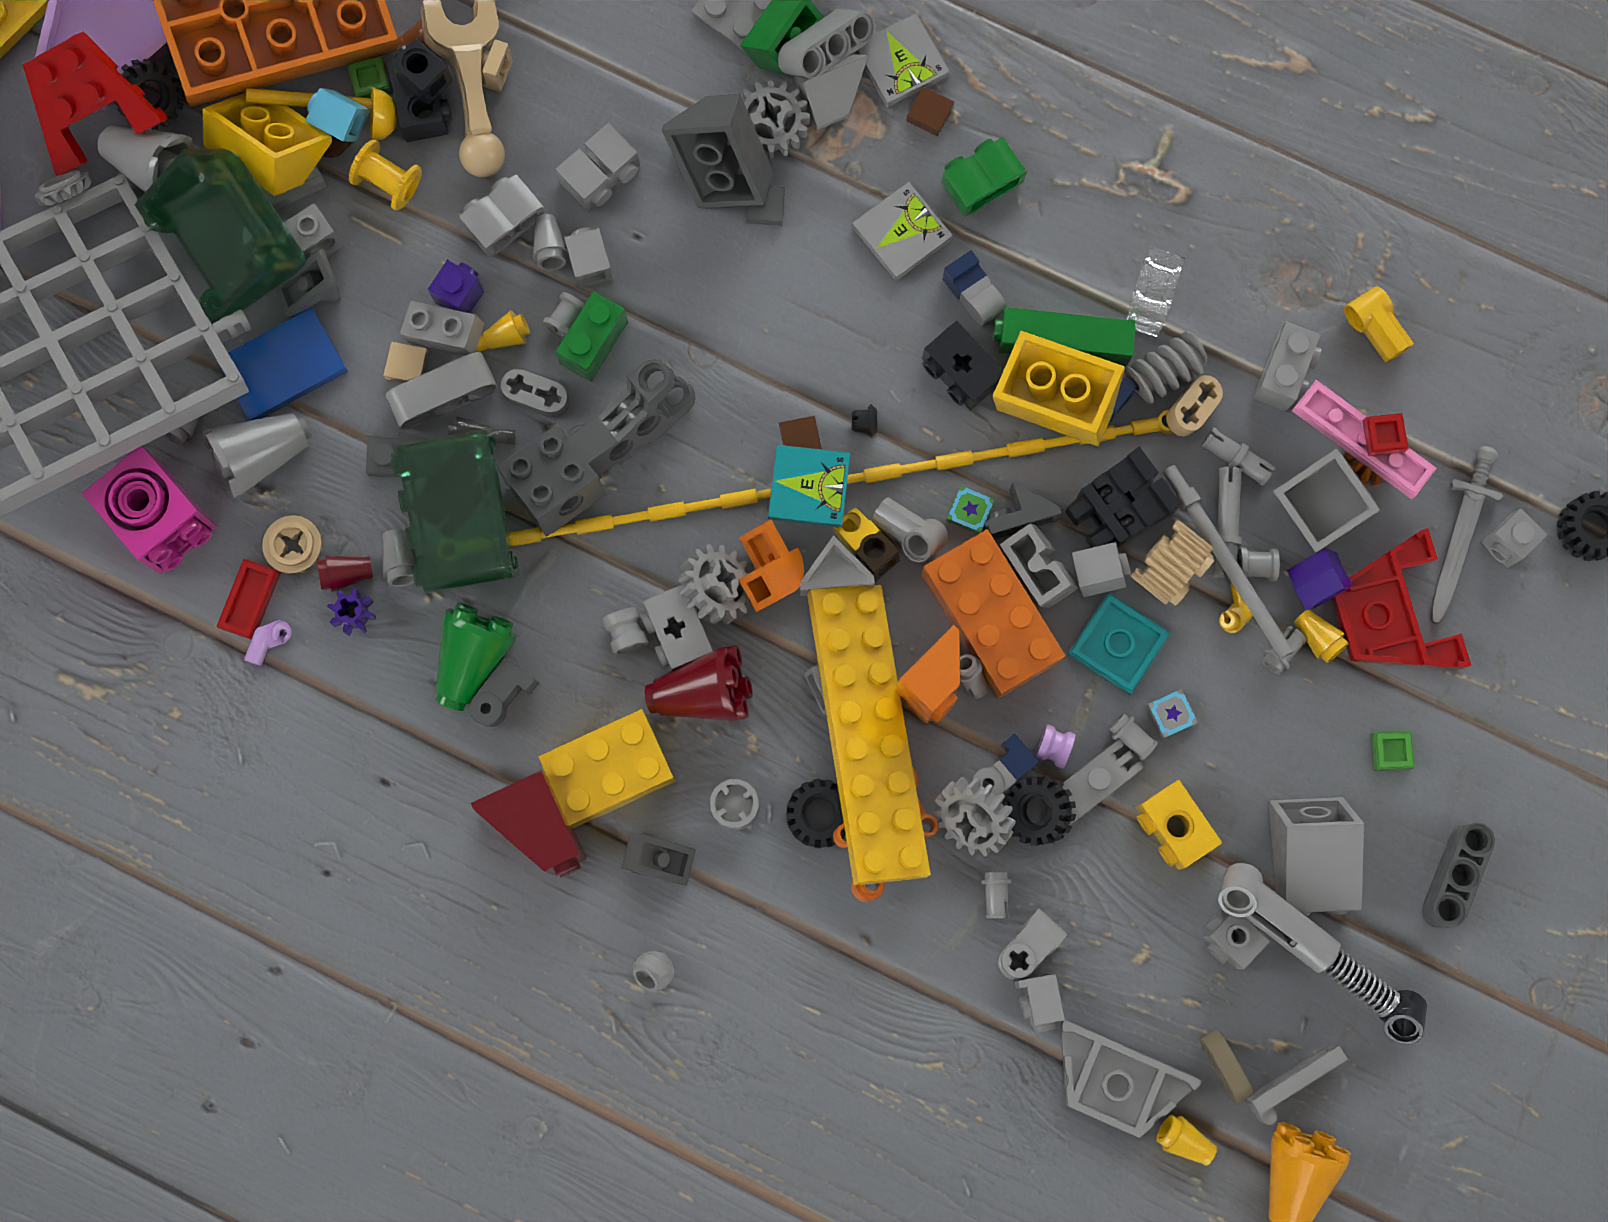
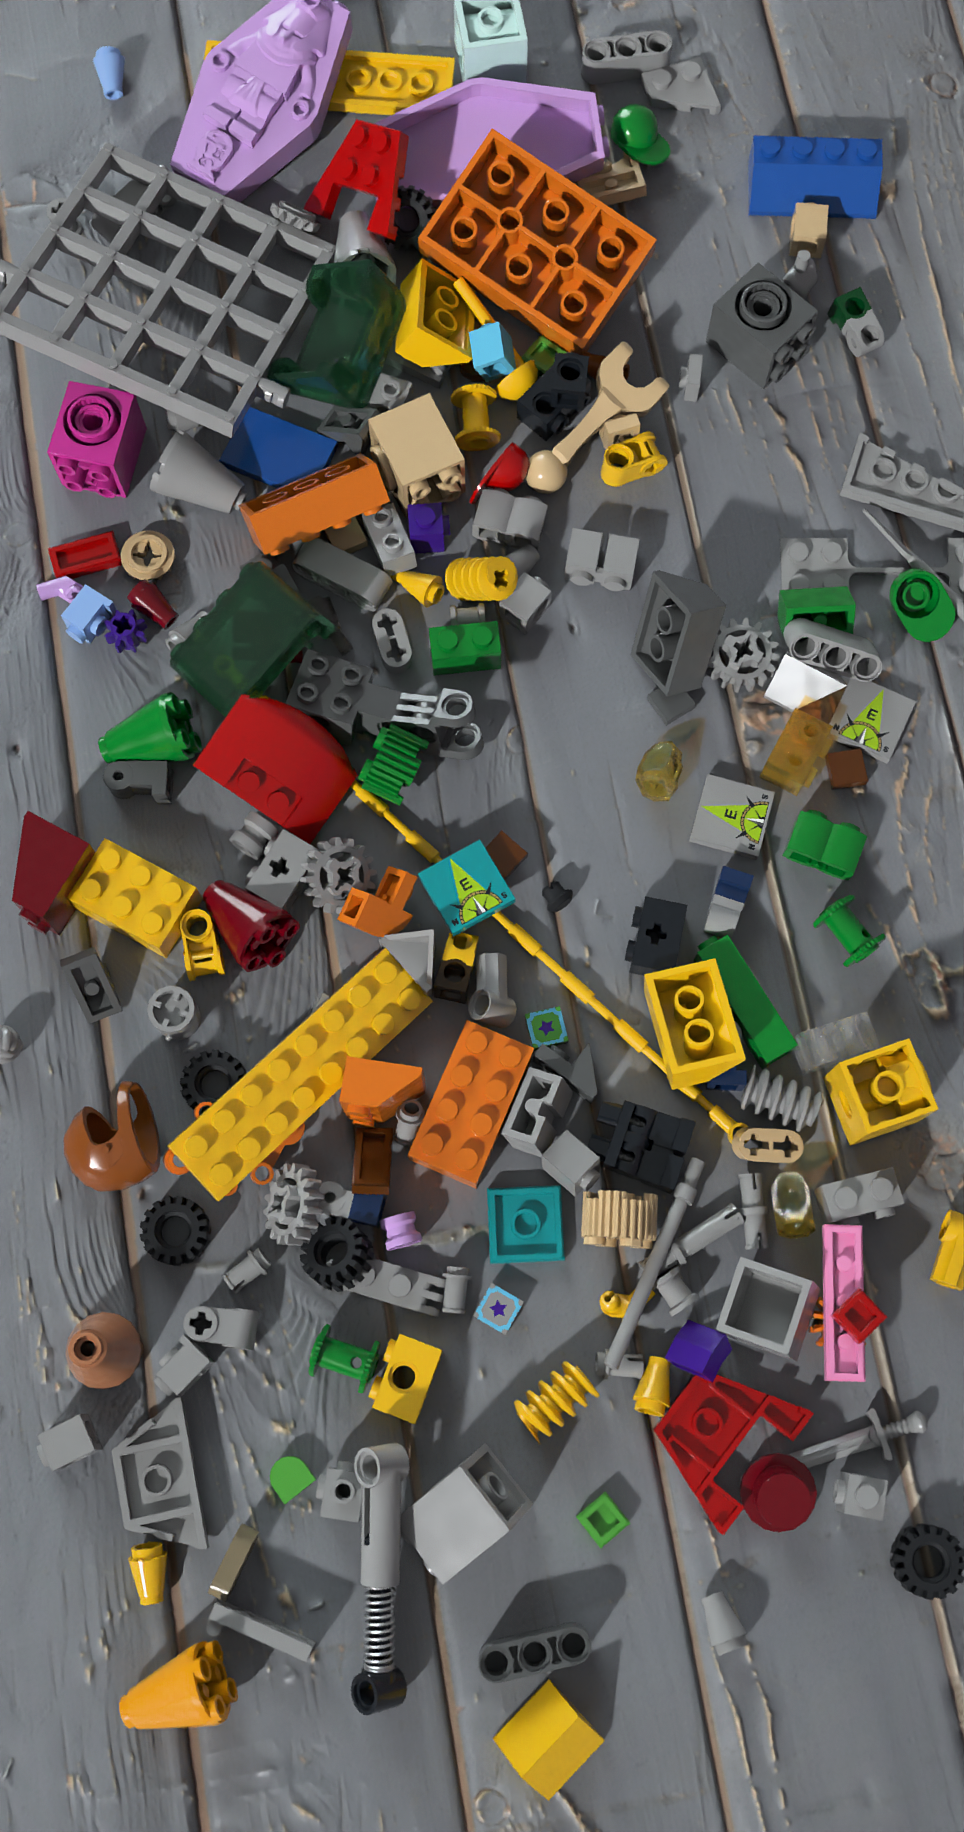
camera: 55 degrees right, 5 degrees down
(311, 633) = (87, 615): none -> light blue brick
(363, 366) = (314, 504): none -> orange brick
(386, 248) = (417, 454): none -> tan brick
(458, 187) = (506, 472): none -> red cap
(526, 70) = (636, 455): none -> yellow piece
(542, 277) = (481, 578): none -> yellow piece
(583, 563) = (279, 764): none -> red slope
(654, 468) = (393, 764): none -> green brick
(694, 743) = (201, 952): none -> yellow piece
(822, 258) = (660, 771): none -> clear yellow rock
(823, 939) = (112, 1157): none -> dark orange piece
(889, 138) = (796, 752): none -> clear yellow brick
(944, 937) = (153, 1224): none -> black tyre
(961, 1057) = (115, 1354): none -> nougat cone
(982, 727) = (372, 1161): none -> reddish brown tile
(1036, 1139) = (68, 1443): none -> light grey brick
(1070, 211) = (849, 930): none -> green hose
(1123, 865) = (339, 1356): none -> green hose
(1189, 975) = (290, 1477): none -> bright green tile
(1223, 286) = (880, 1091): none -> yellow brick
(1257, 422) = (792, 1206): none -> rock
(1277, 720) = (554, 1400): none -> yellow piece
(1467, 600) = (778, 1492): none -> dark red piece
(1527, 913) = (547, 1740): none -> yellow slope
(1536, 715) = (723, 1625): none -> light grey cone

